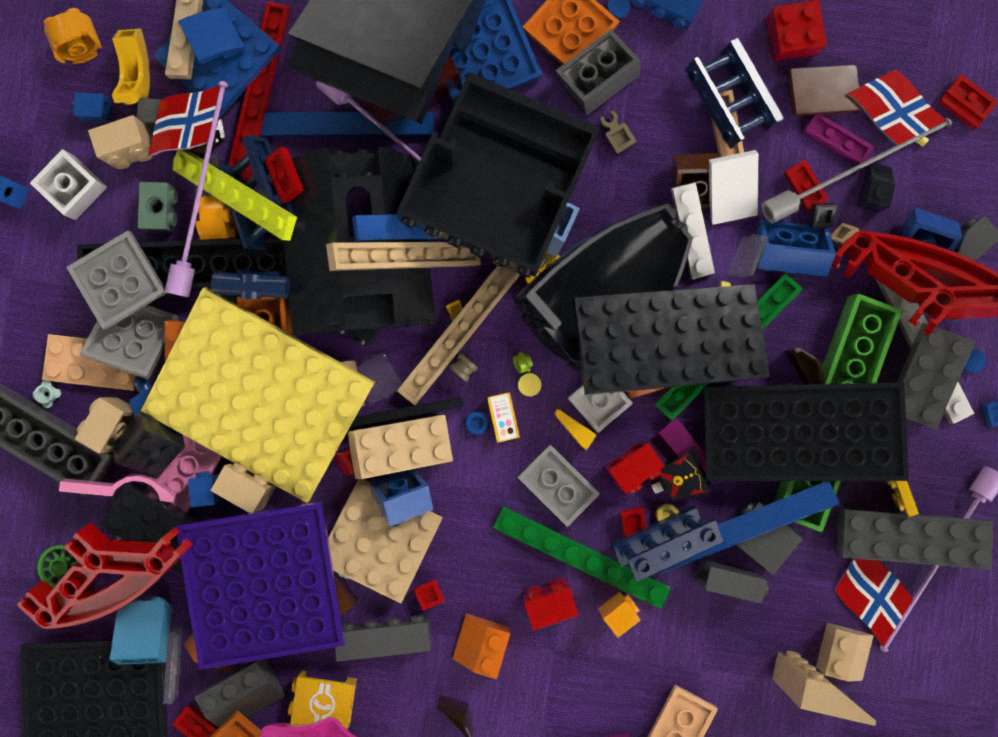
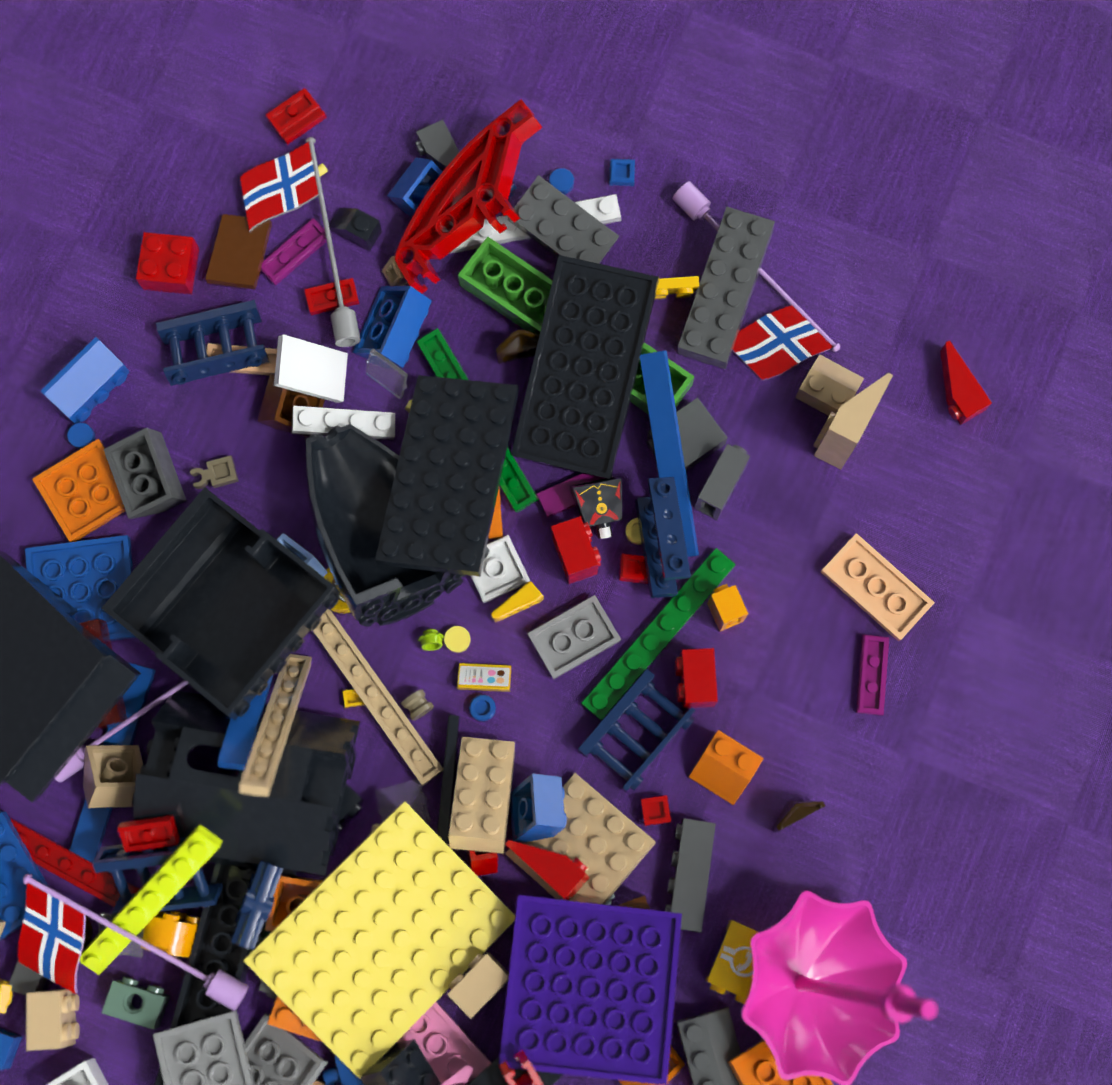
camera: 75 degrees left, 10 degrees down
(200, 489) = (469, 1031): blue brick -> none
(333, 127) = (111, 775): none -> tan slope
(352, 527) = (555, 868): none -> red slope
(510, 549) = (610, 725): none -> dark blue fence
(822, 215) = (367, 288): black tile -> none

